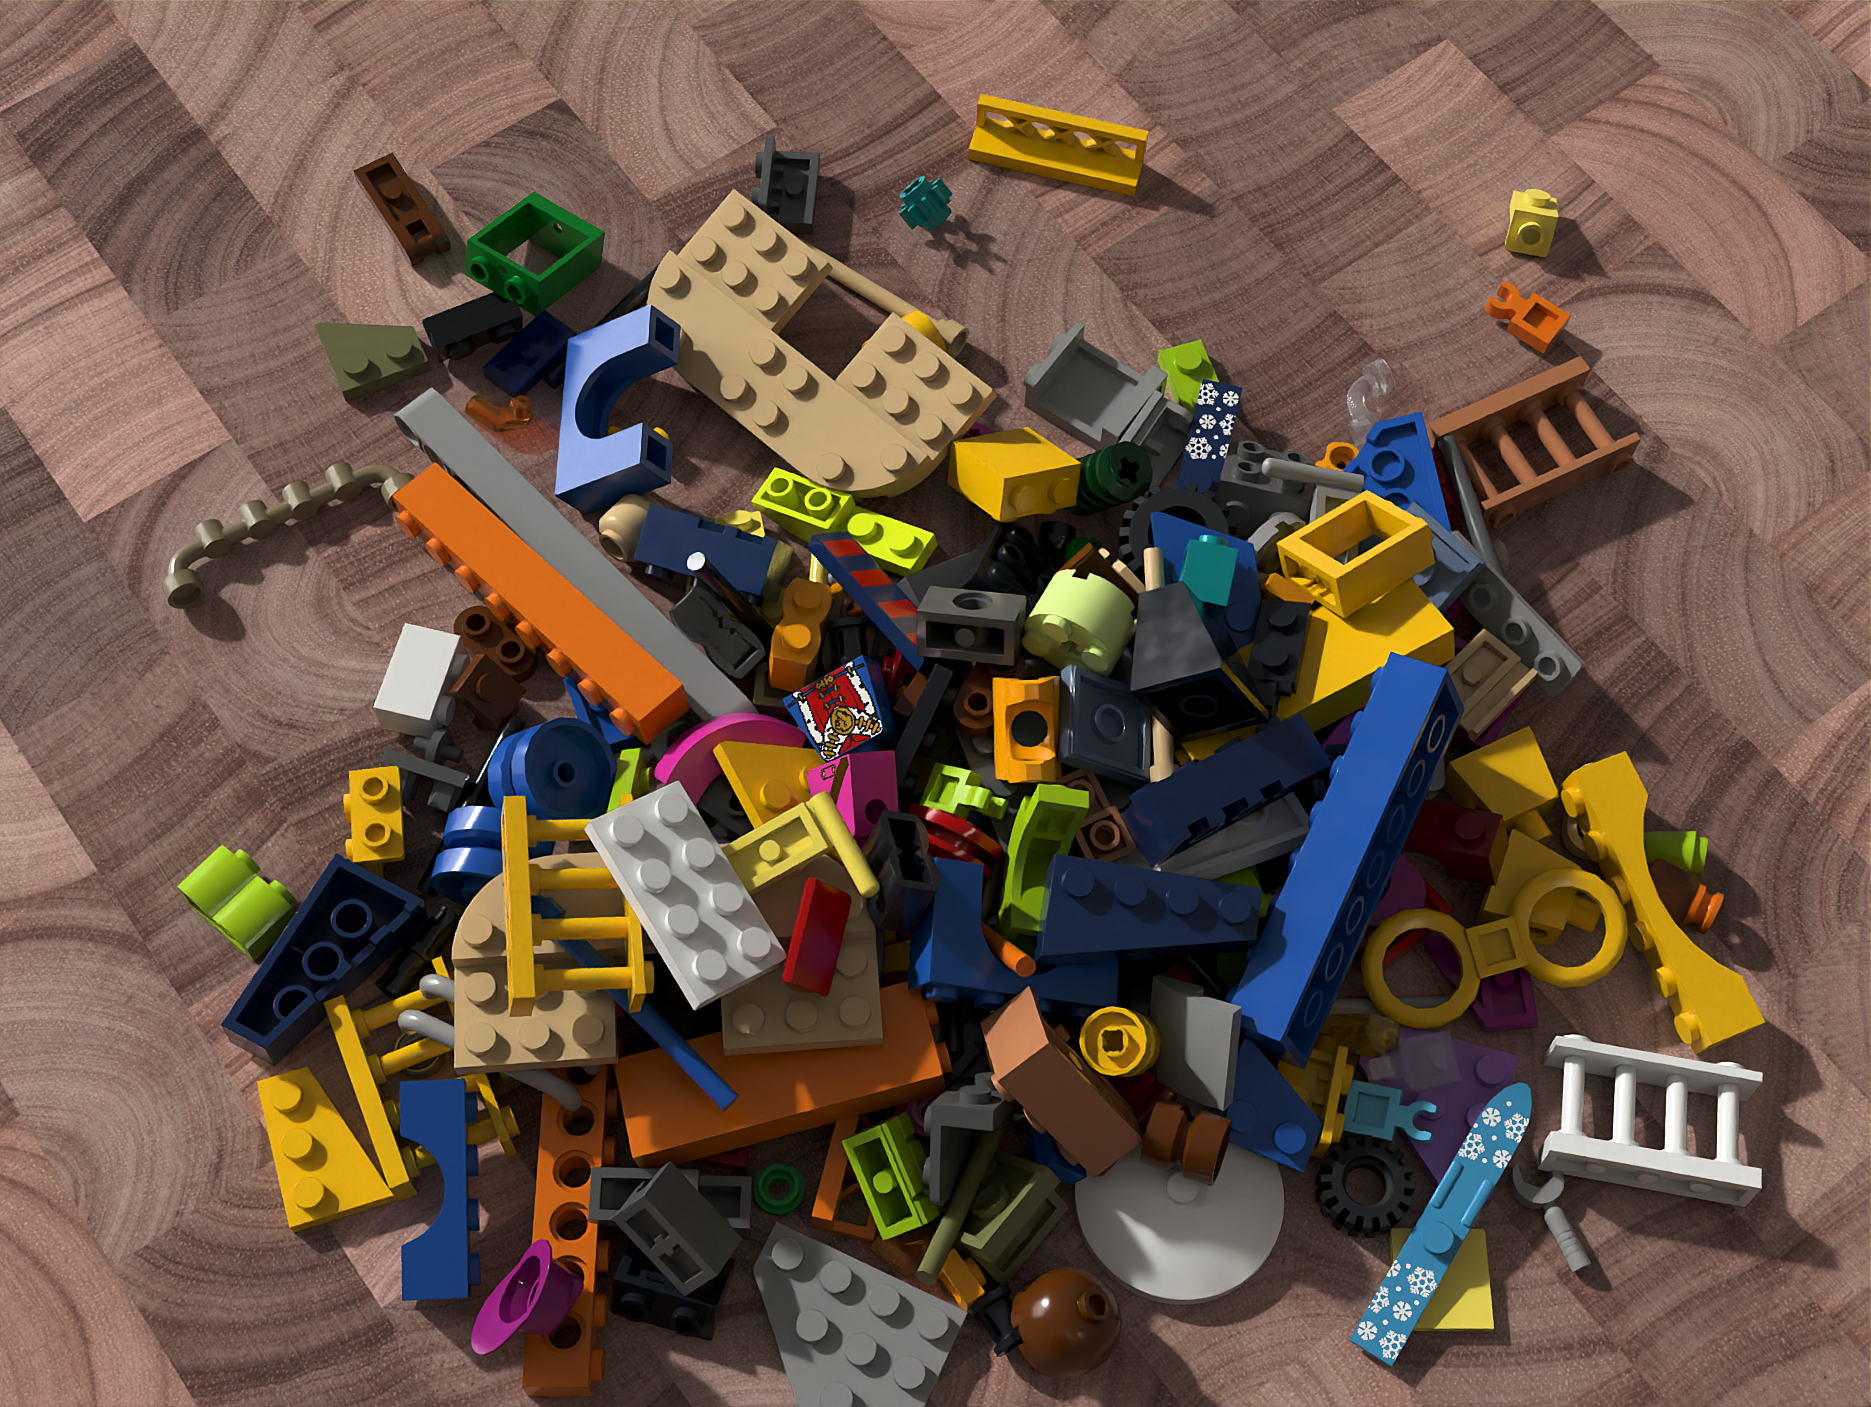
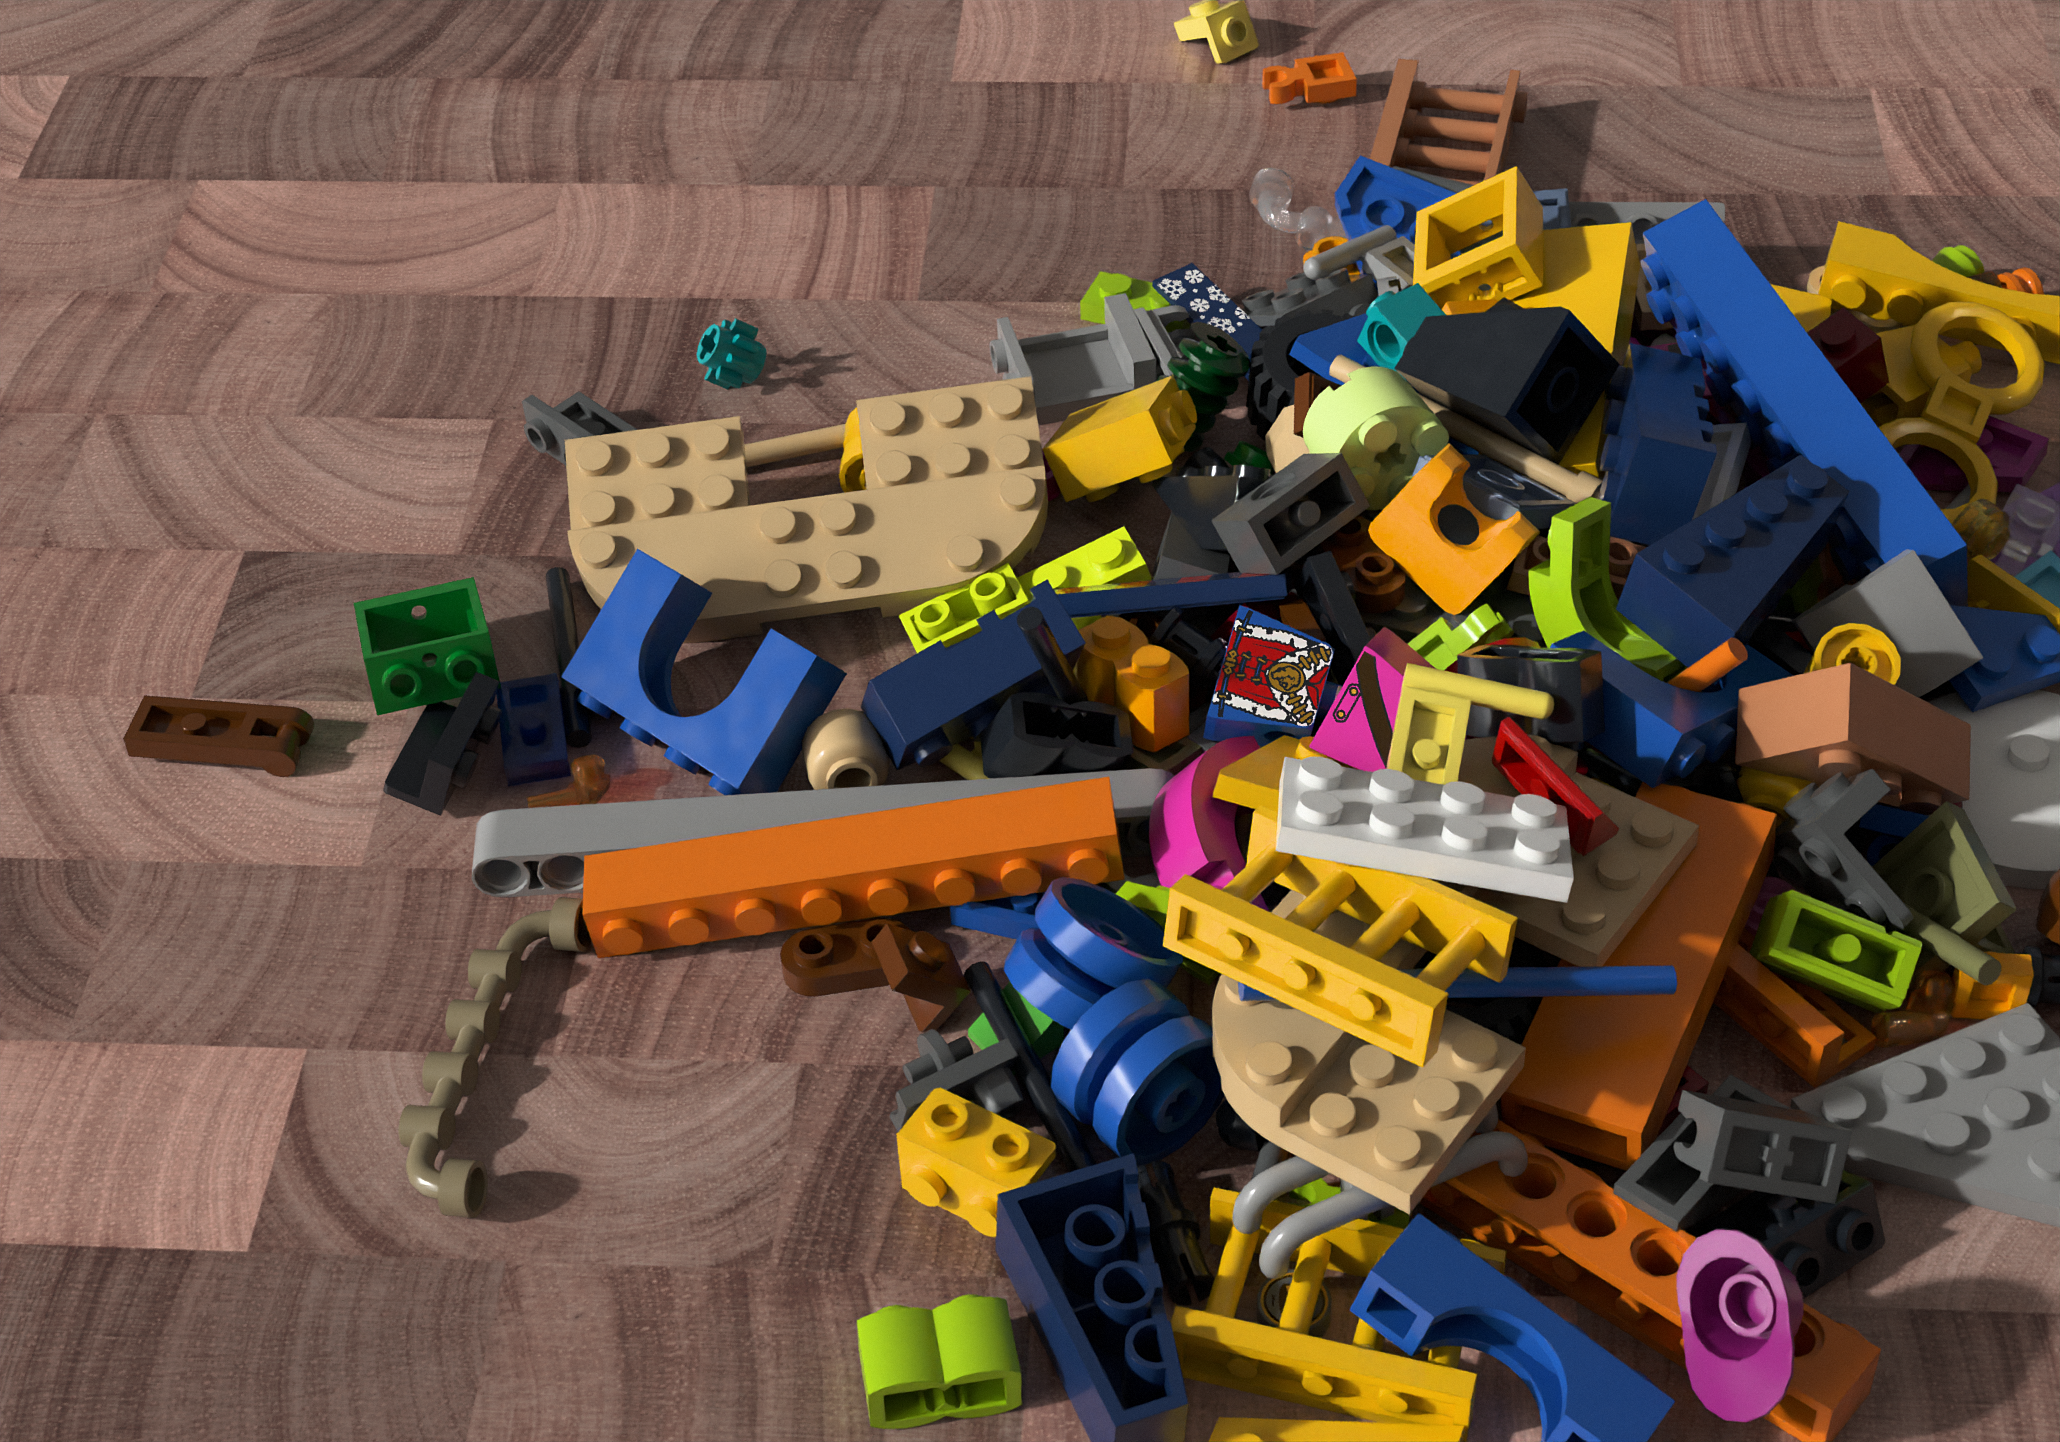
camera: 45 degrees left, 20 degrees down
(371, 355) = (359, 866): olive wing -> none
(418, 681) = (839, 1027): white brick -> none
(774, 1174) = (1757, 1067): green plate -> none
(1058, 151) = (776, 253): yellow fence -> none
(1186, 1141) = (1999, 698): reddish brown wheel -> none

